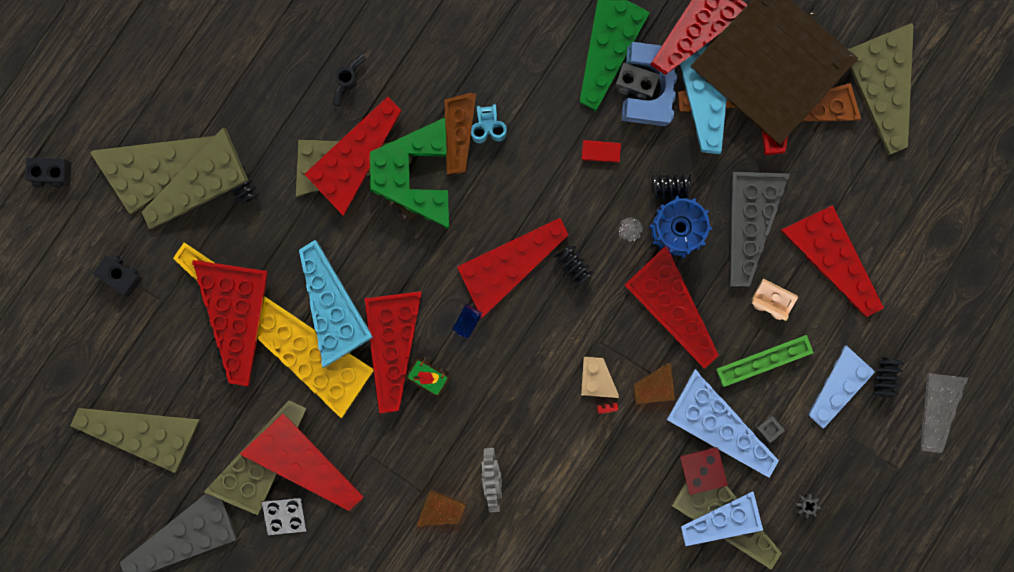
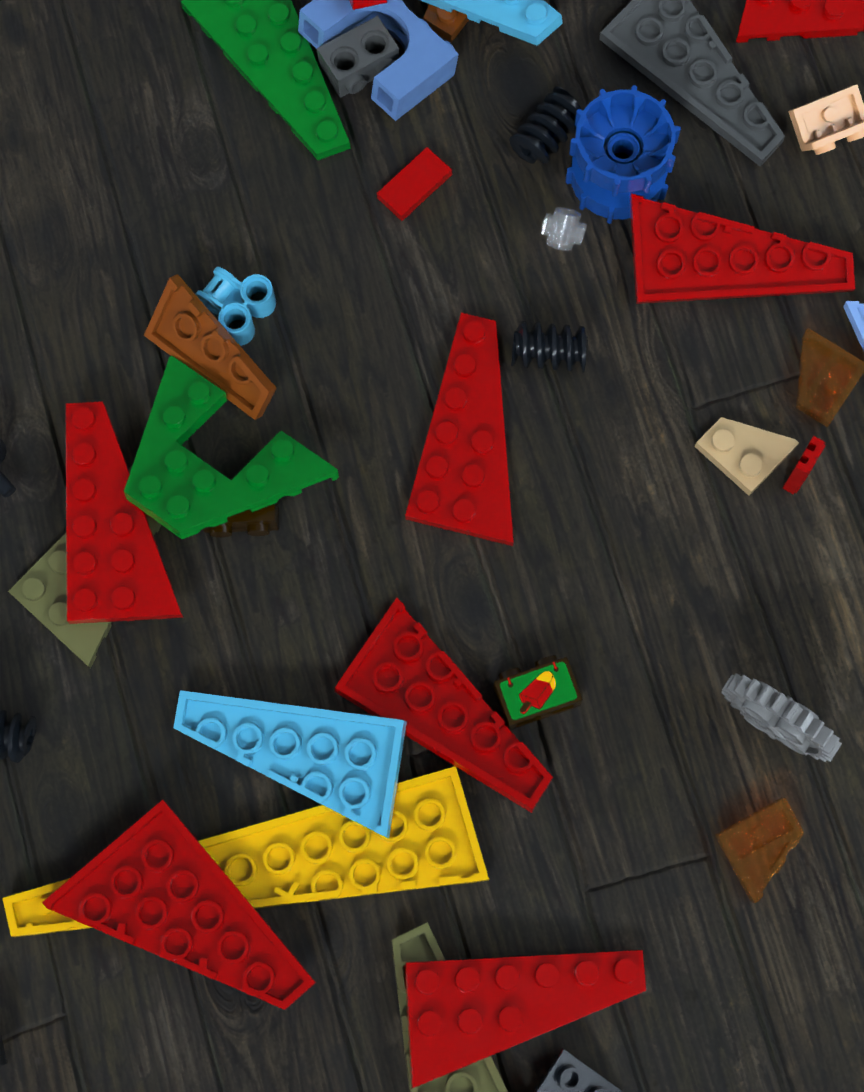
camera: 50 degrees left, 10 degrees down
(467, 321) = (500, 565): clear blue bracket -> none

